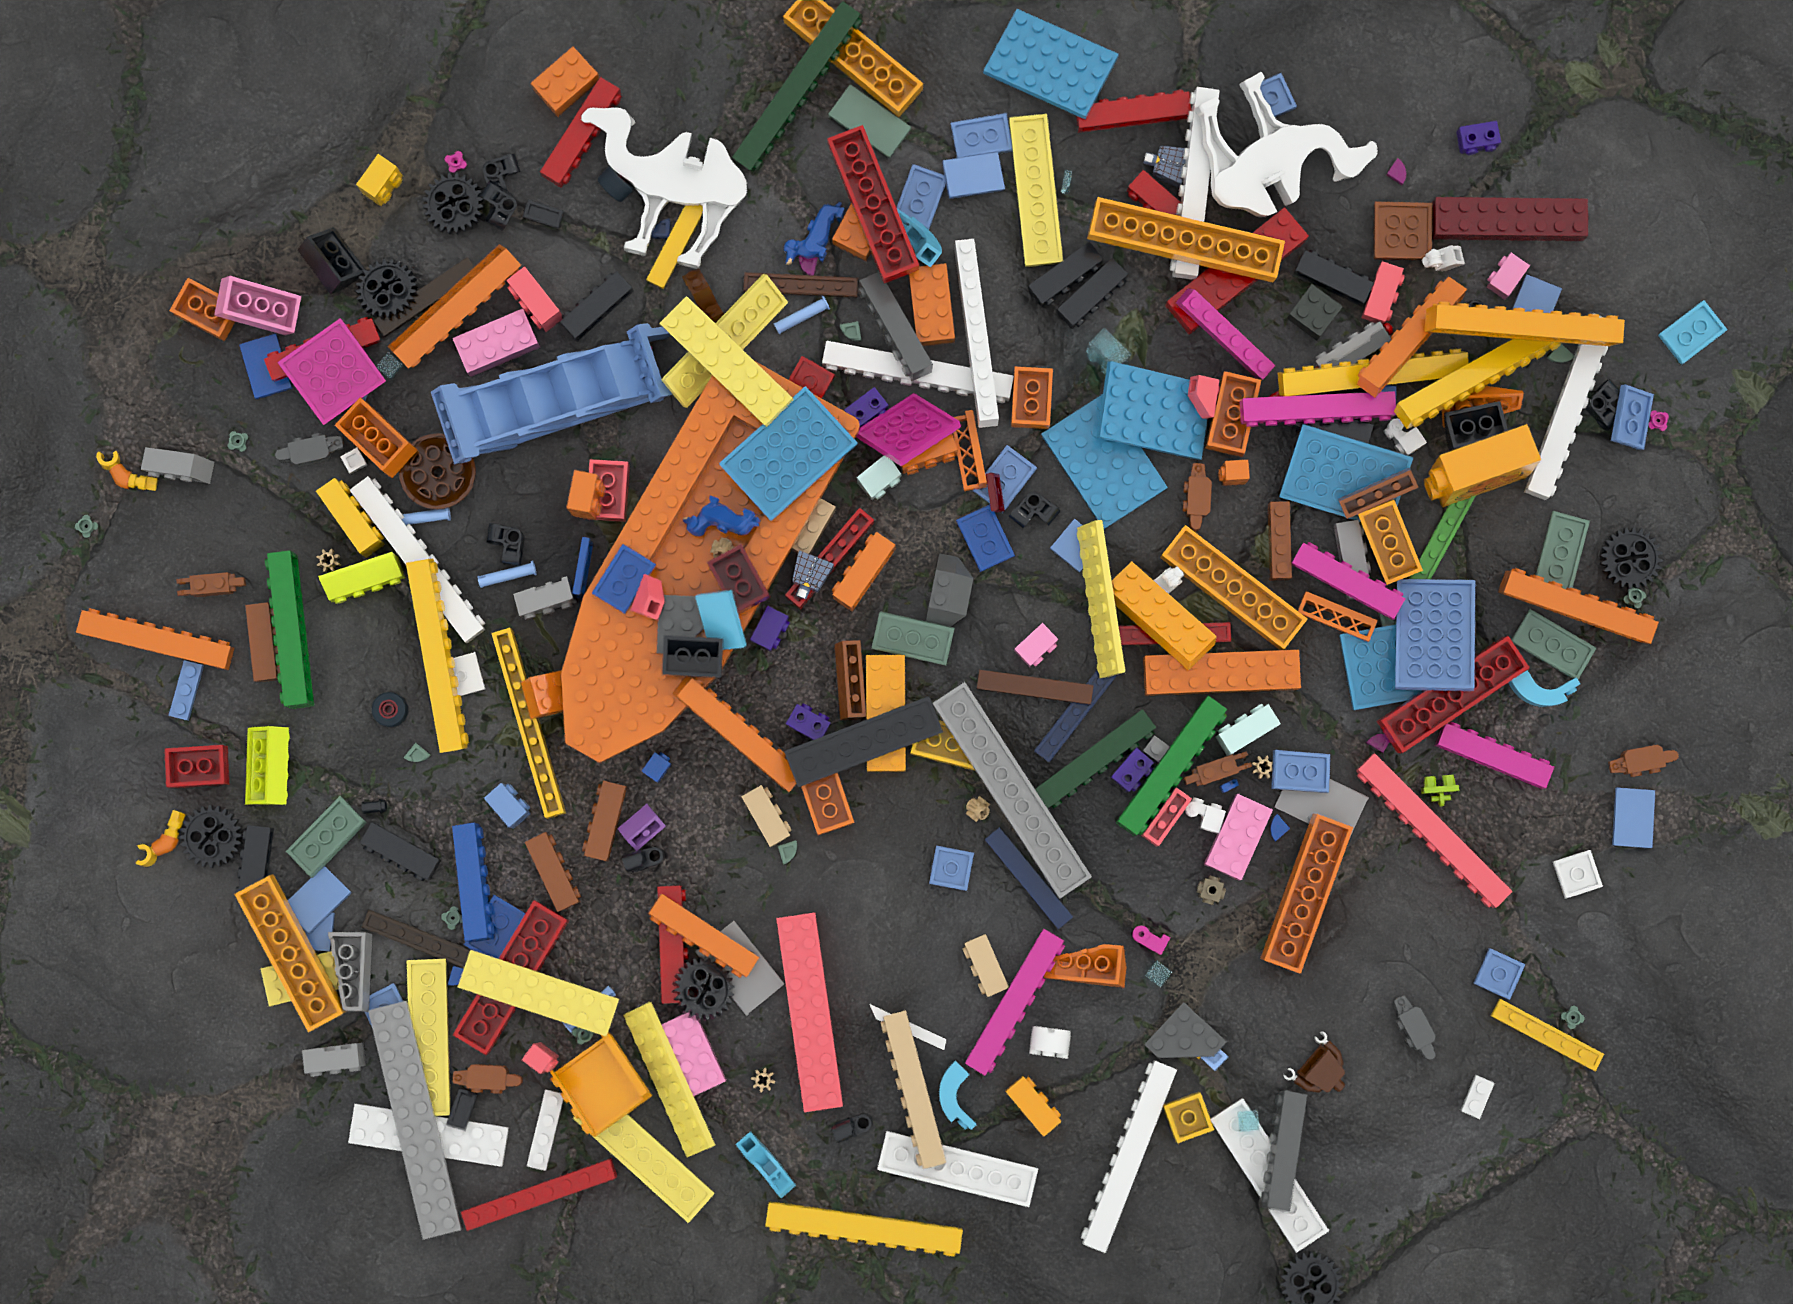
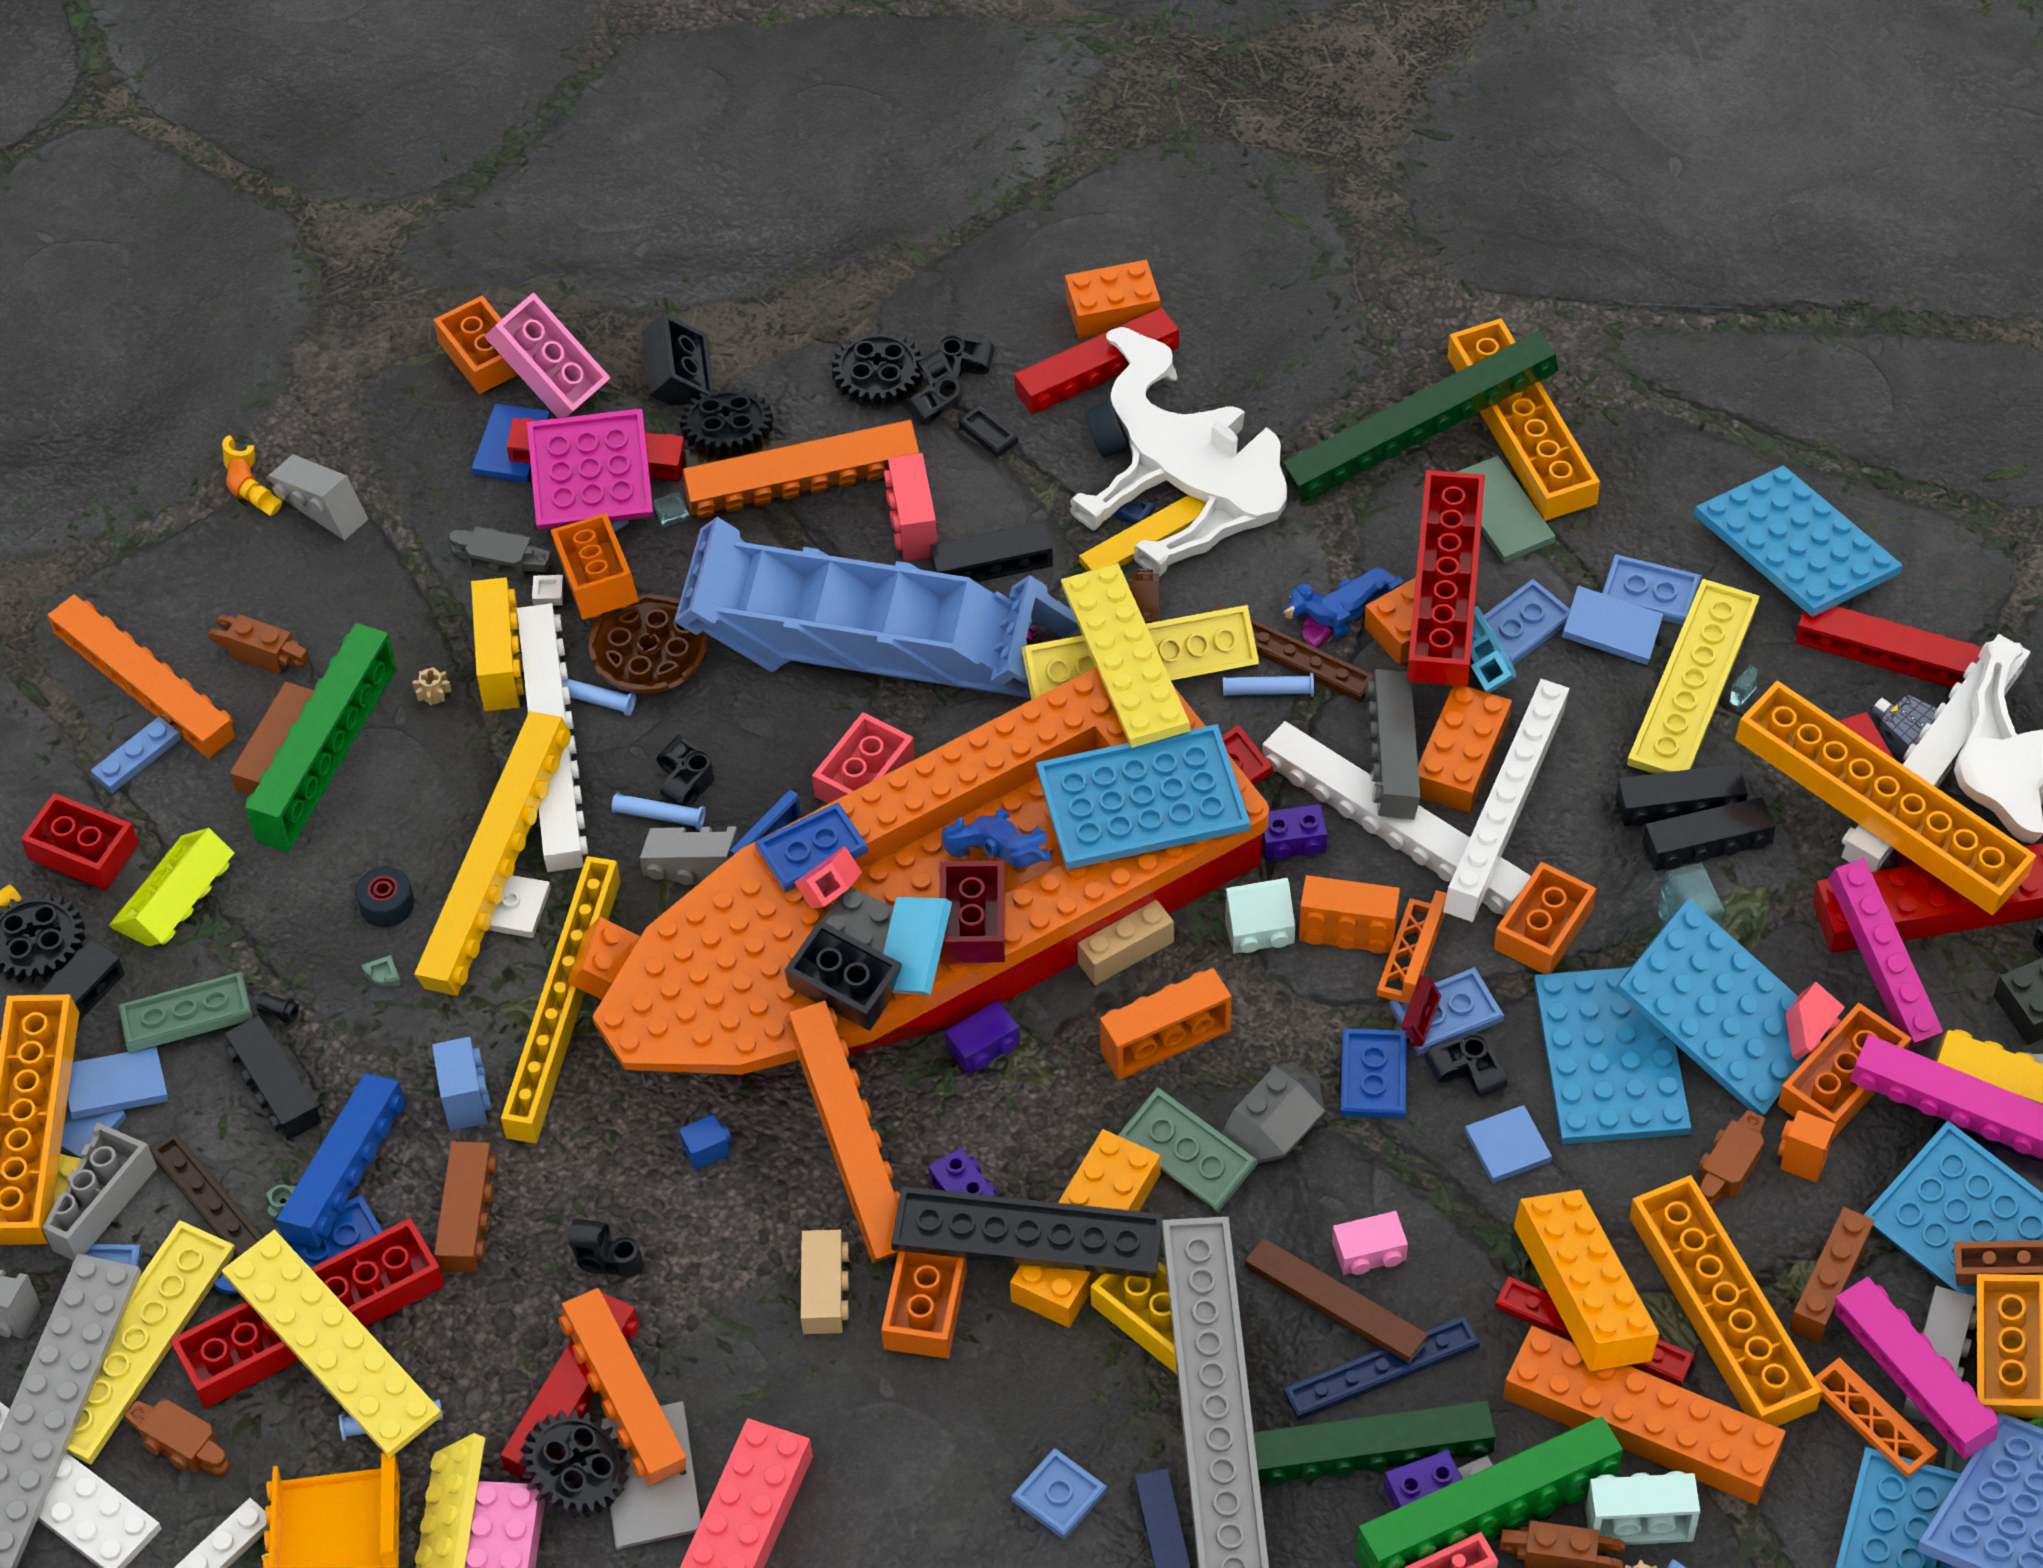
camera: 30 degrees right, 30 degrees down
(80, 526) = (153, 514): sand green plate -> none
(237, 436) = (414, 505): sand green plate -> none
(362, 577) = (460, 717): neon yellow slope -> none
(380, 180) = (799, 299): yellow brick -> none
(460, 163) = (912, 328): dark pink plate -> none
(462, 1109) = (112, 1461): black tile -> none
(496, 342) = (834, 529): bright pink brick -> none
(541, 1058) = (272, 1432): coral brick -> none
(581, 1038) = (351, 1453): sand green plate -> none
(585, 495) = (825, 730): orange brick -> none
(605, 820) = (584, 1176): dark orange brick -> none
(641, 827) = (631, 1205): medium lavender brick -> none
(788, 851) = (825, 1349): sand green tile -> none
(810, 573) = (1085, 978): sand blue torso -> none
(838, 549) = (1091, 997): red brick -> none
(850, 680) = (1062, 1149): dark orange brick -> none
(851, 331) = (1329, 734): sand green tile -> none
(907, 429) = (1337, 864): dark pink plate -> none
(977, 808) = (1142, 1417): tan gear -> none
(1100, 599) = (1503, 1216): light yellow plate -> none
(1170, 579) = (1631, 1242): white brick -> none

